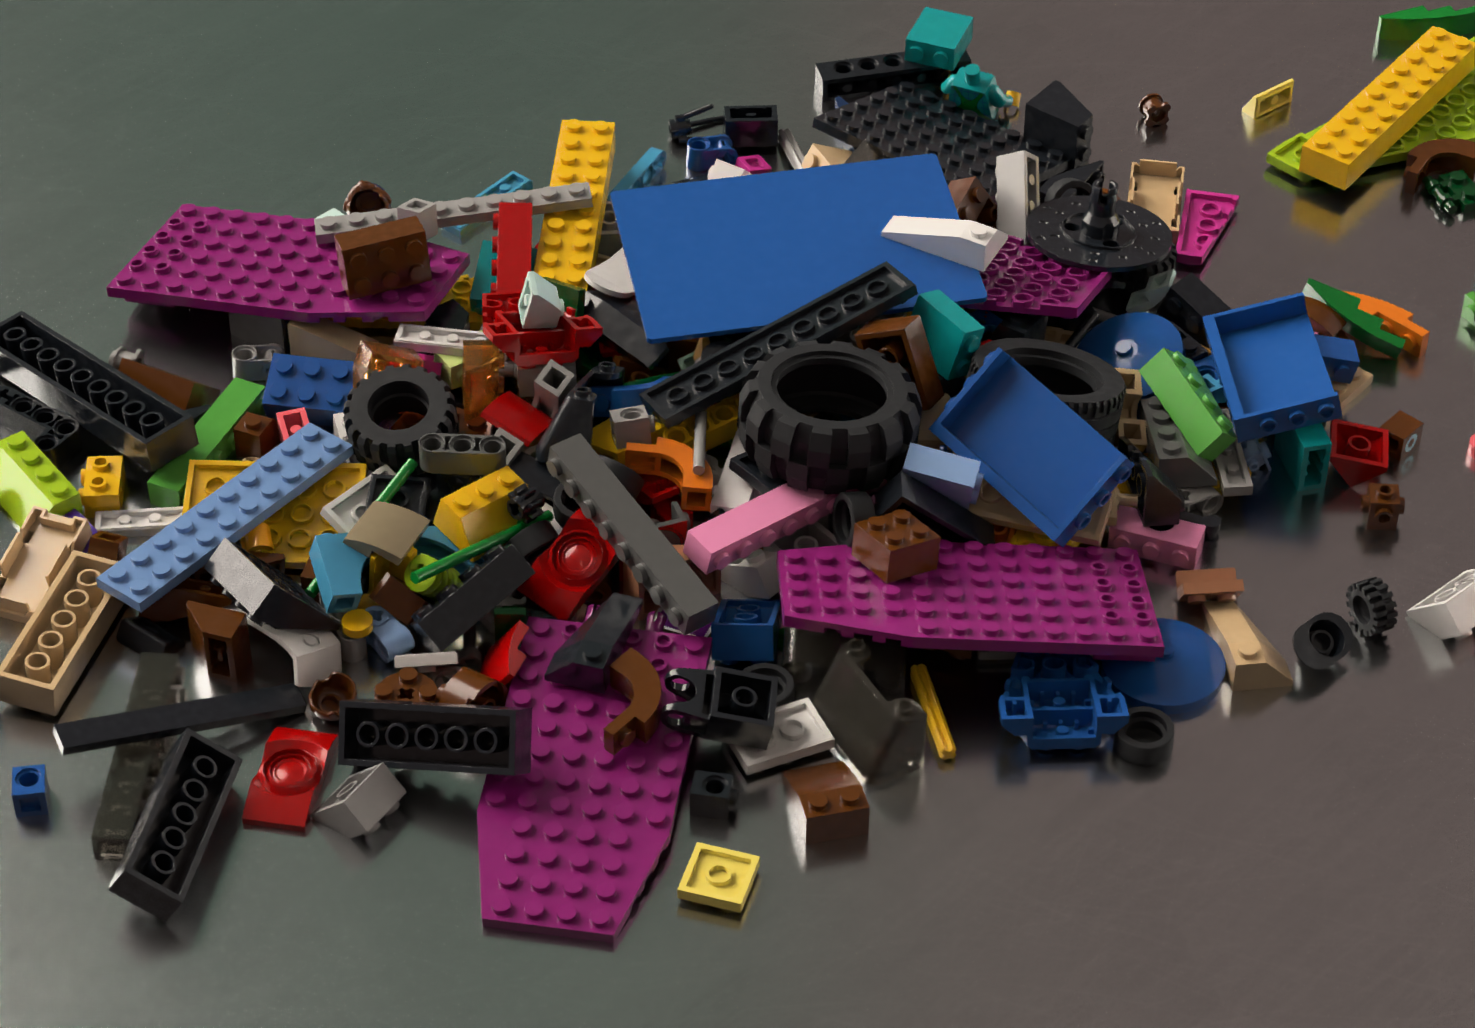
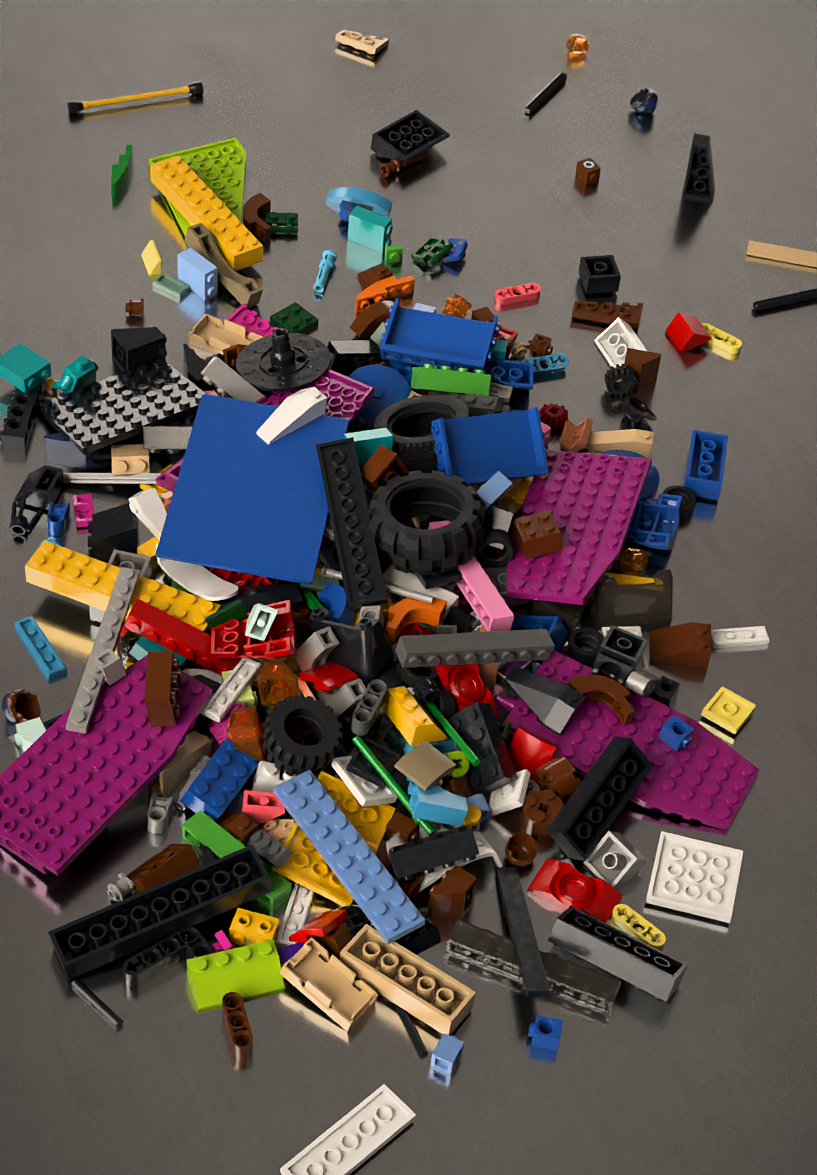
camera: 75 degrees left, 5 degrees up
(71, 465) = (223, 944): none -> dark pink tile
(115, 528) = (320, 925): none -> red slope
(220, 451) = (269, 848): none -> dark grey plate
(251, 868) = (634, 918): none -> light yellow beam
(366, 897) = (695, 877): none -> white plate
(610, 802) = (676, 733): none -> blue brick
(699, 748) = (641, 682): none -> light grey beam
(890, 867) = (739, 637): none -> white tile
(975, 706) = (633, 559): none -> clear orange head
(1232, 131) = (171, 285): none -> sand green tile
(1239, 553) = (554, 416): none -> dark red gear
(1244, 745) = (706, 464): none -> blue brick
(1252, 255) = (294, 319): none -> dark green plate
(1255, 135) = (198, 273): none -> light blue brick
(1281, 479) = (511, 373): none -> blue wedge
(1300, 126) = (242, 288): none -> dark tan arch
(1356, 533) = (550, 359): none -> dark azure beam
(1359, 323) = (386, 294): green slope -> none
(1360, 484) = (519, 349): none -> tan plate
(1390, 254) = (326, 266): none -> medium azure pin
(1399, 394) = (456, 306): none -> clear orange brick
(1412, 301) = (375, 274): none -> reddish brown slope
(1416, 624) = (645, 365): none -> reddish brown slope

